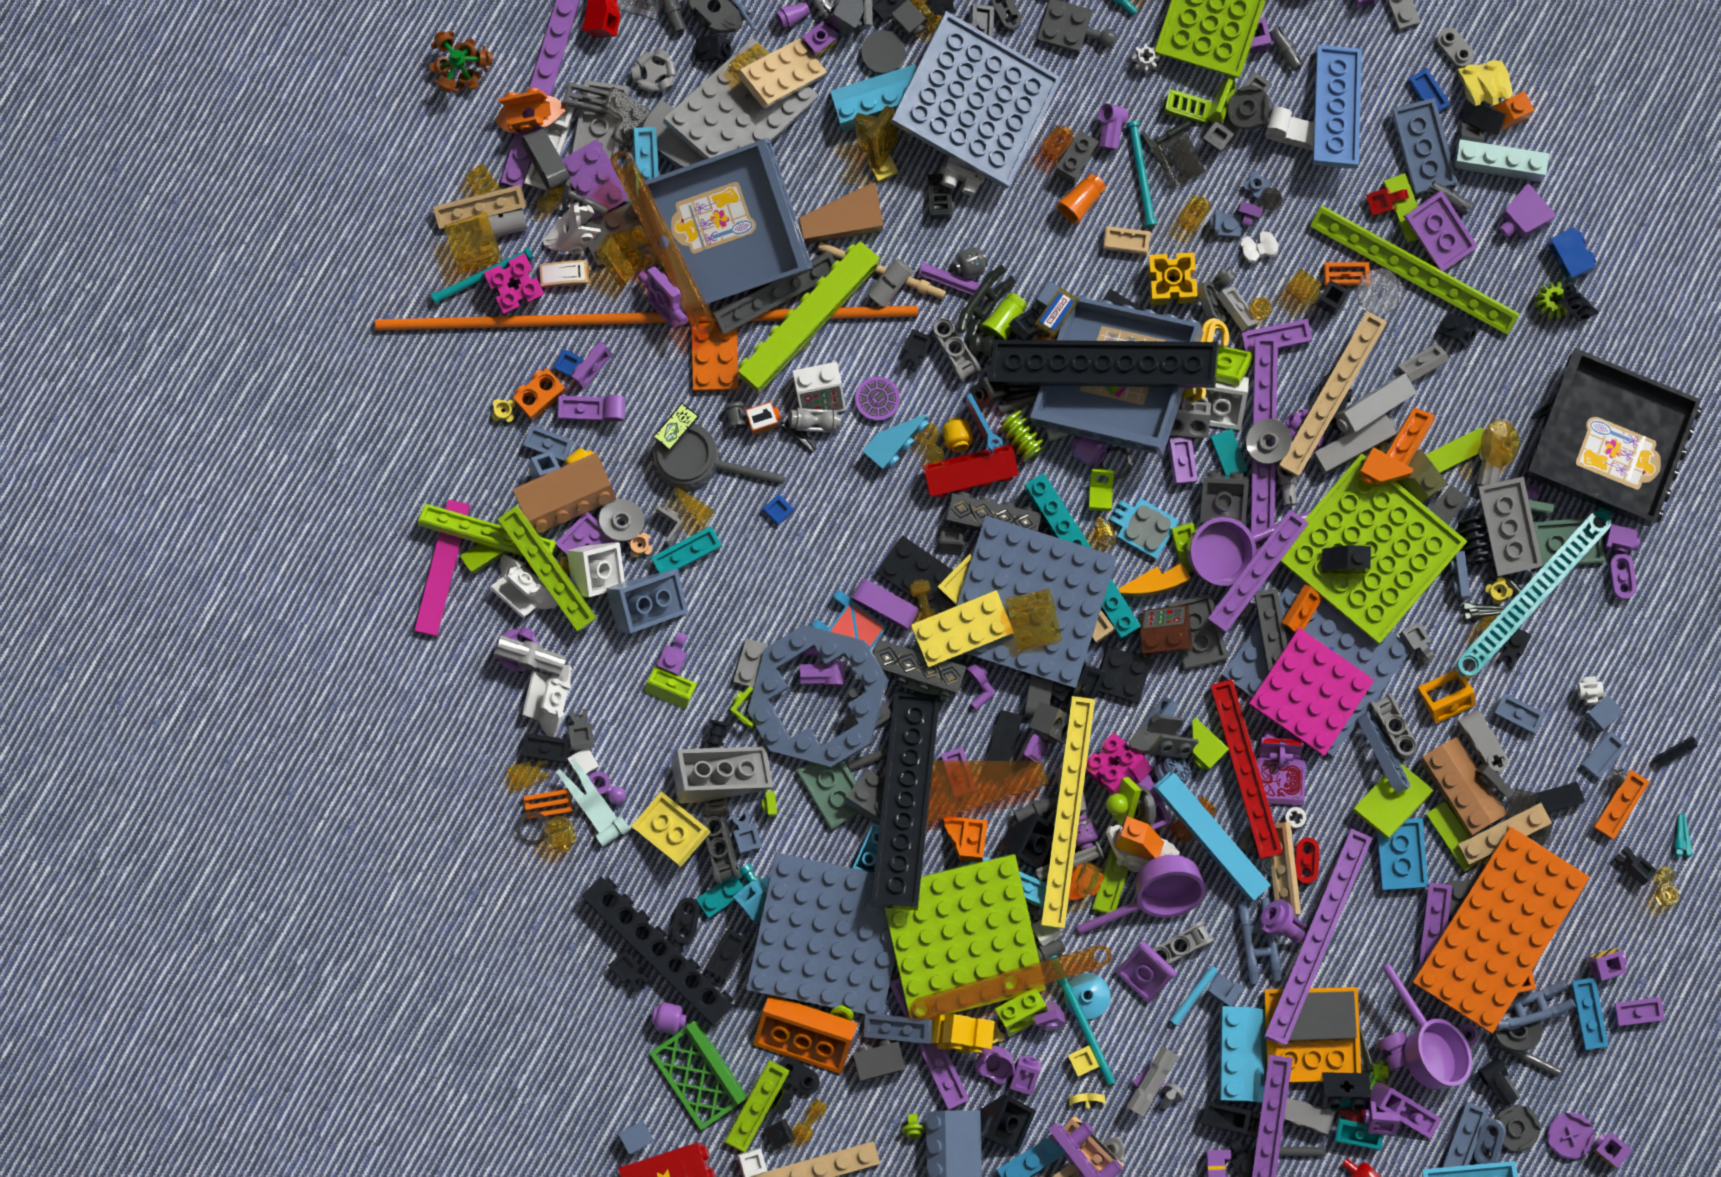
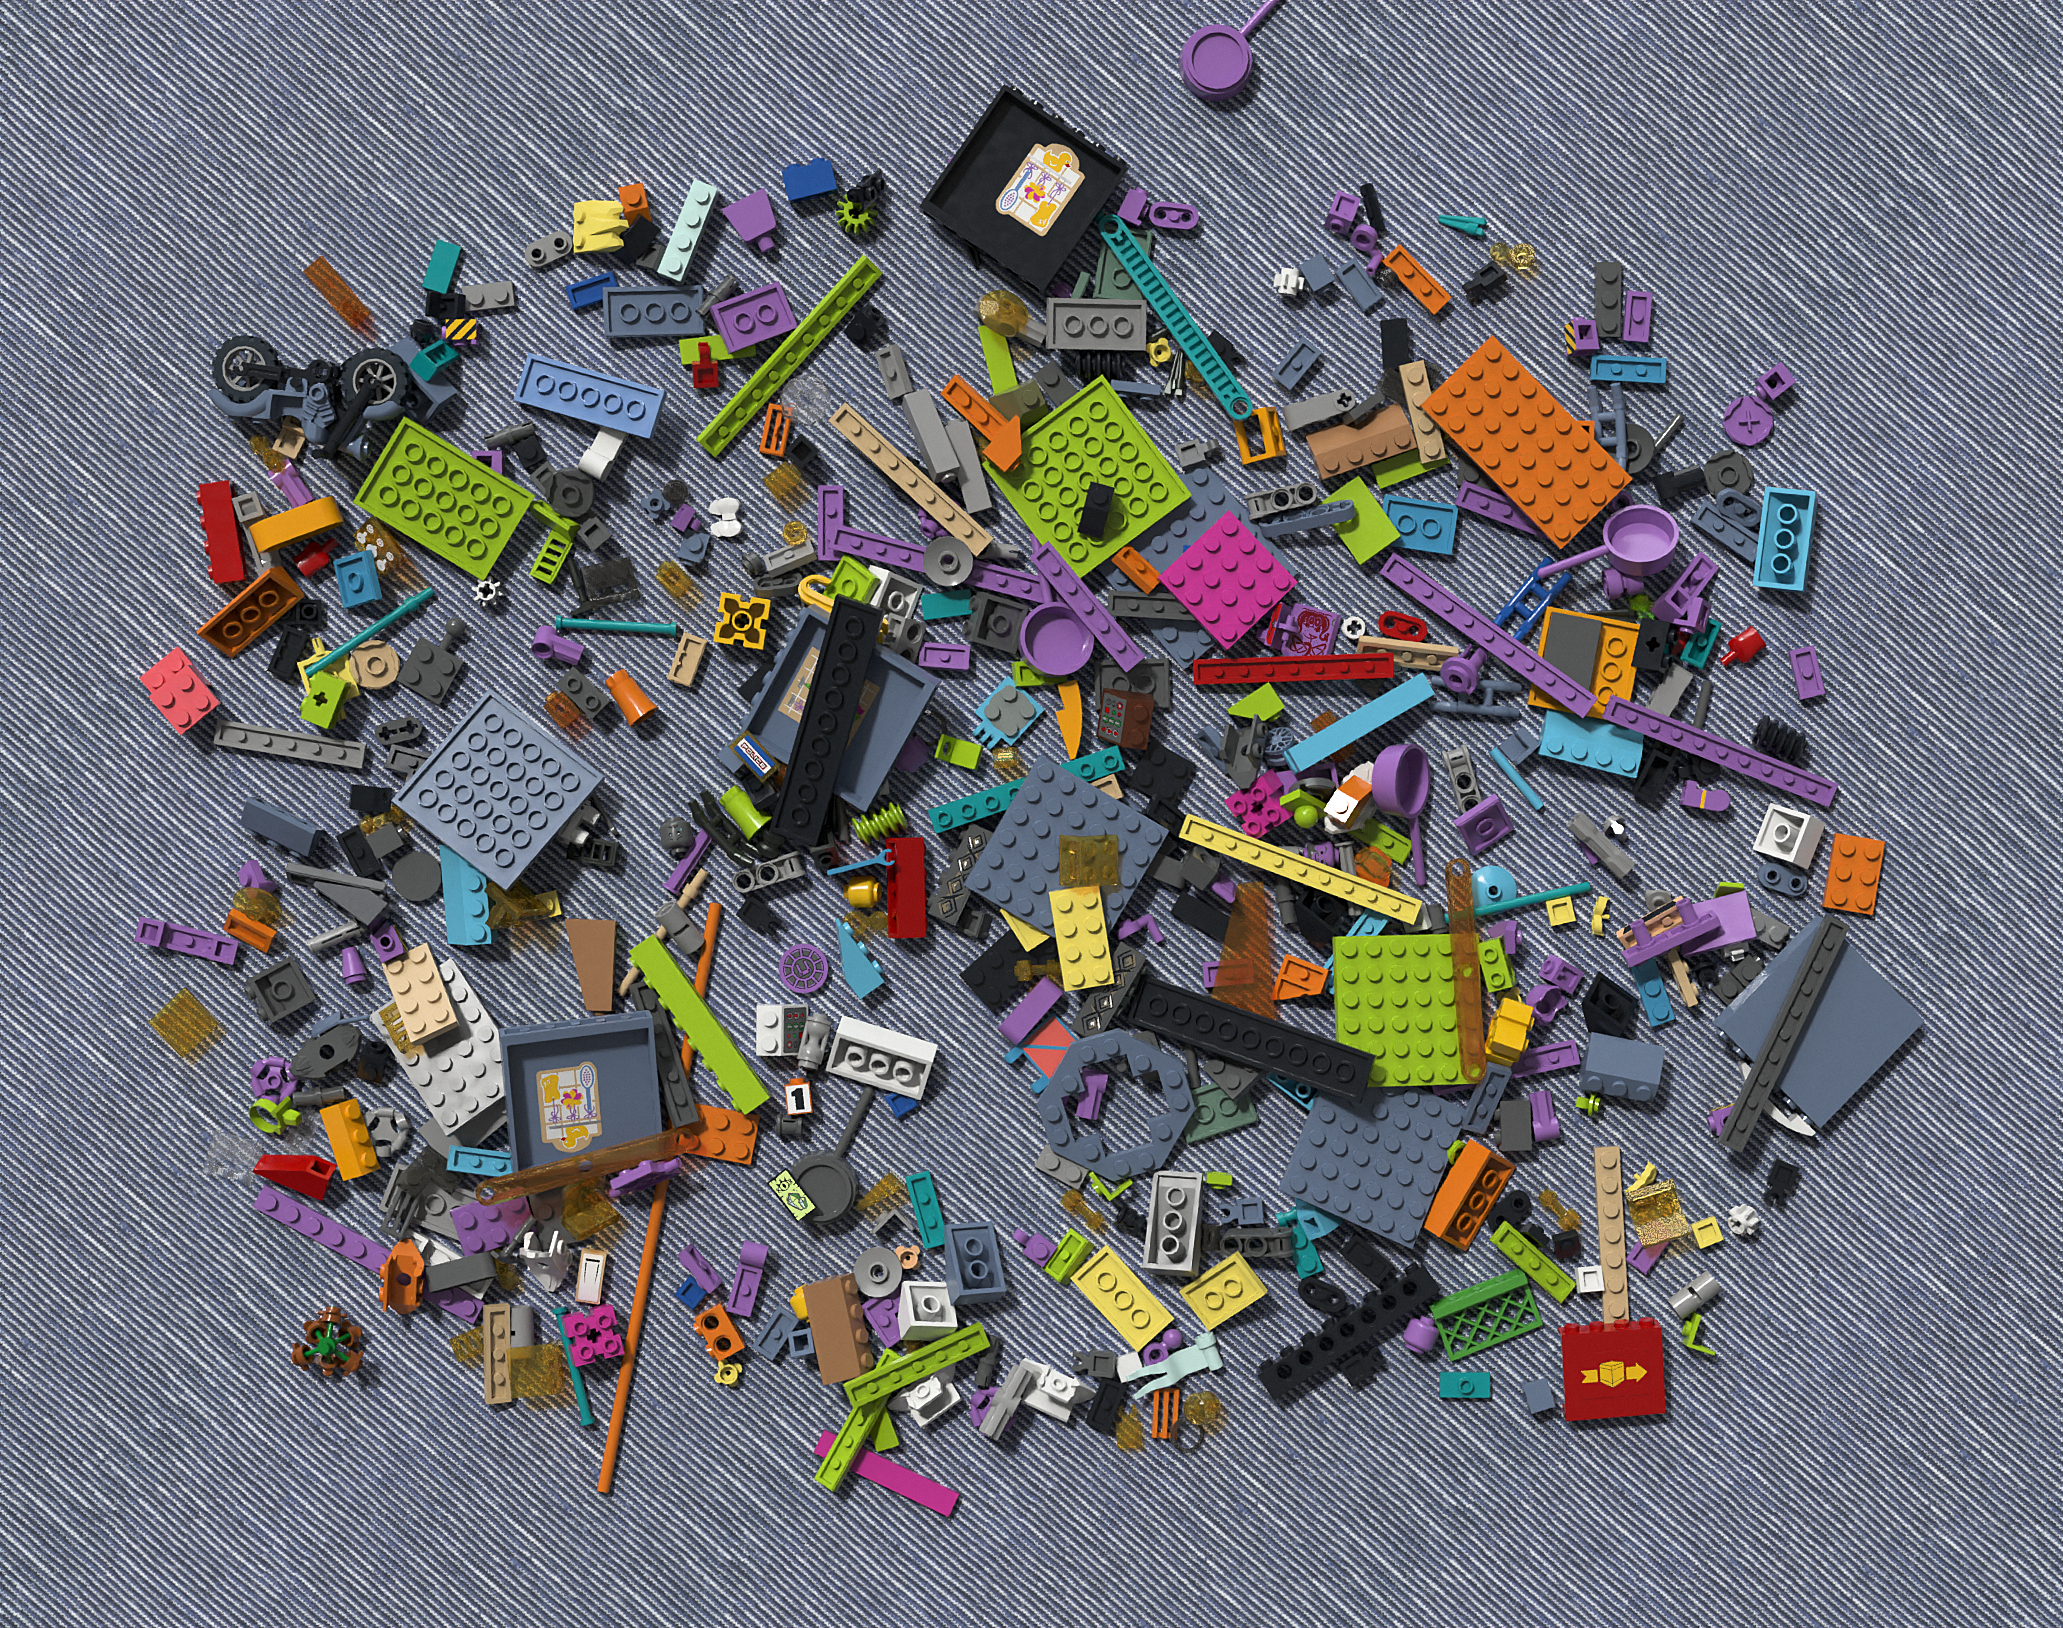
camera: 75 degrees left, 10 degrees up
(562, 634) = (987, 1361): none -> dark grey pin
(630, 1070) = (1464, 1384): none -> teal plate
(641, 42) = (349, 1139): none -> light orange brick
(644, 742) = (1122, 1297): none -> light yellow plate
(723, 679) = (1072, 1200): none -> clear yellow bar
(814, 482) = (881, 1057): none -> white slope
(887, 1089) = (1543, 1122): none -> medium lavender piece
(988, 185) = (612, 828): none -> dark grey hinge
(1275, 69) = (529, 452): none -> black plate
(1343, 976) = (1547, 599): none -> blue piece
(1645, 750) = (1368, 243): none -> medium lavender plate
(1647, 982) = (1607, 299): none -> dark grey plate
(1664, 724) = (1342, 212): none -> medium lavender bracket

